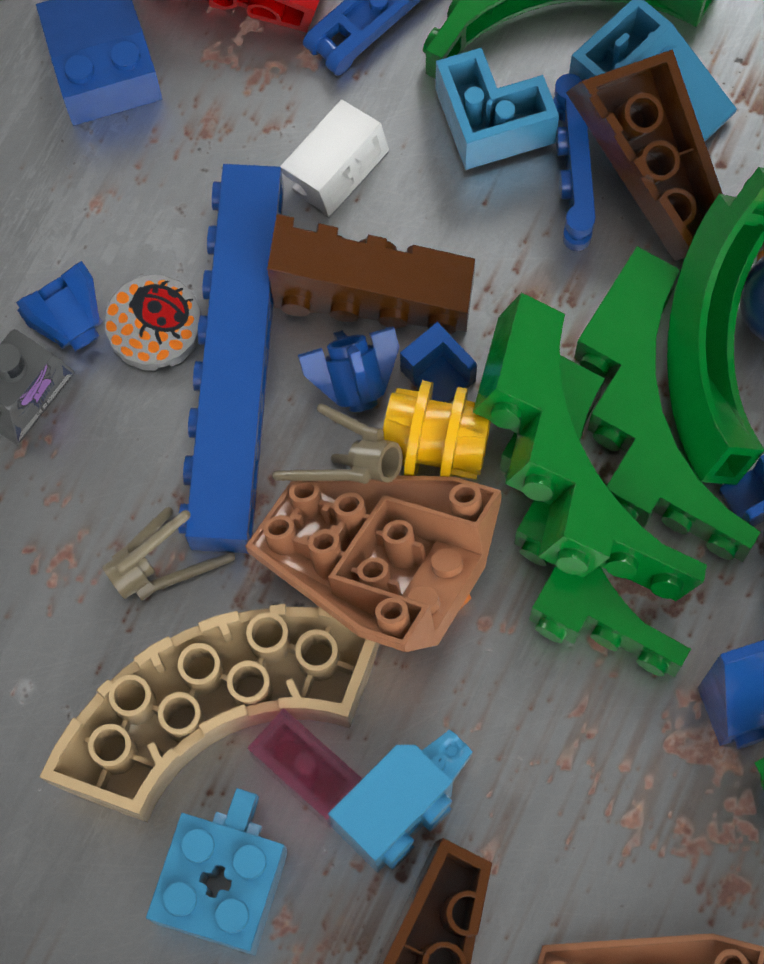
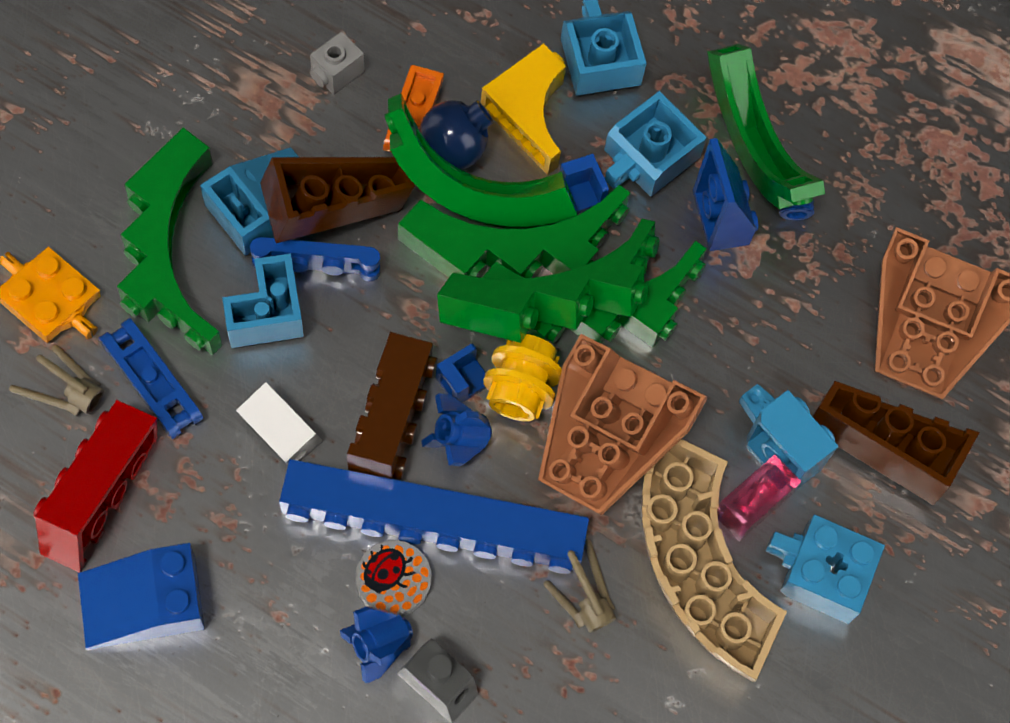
camera: 95 degrees left, 5 degrees down
(367, 458) = (544, 416): dark tan plant -> none

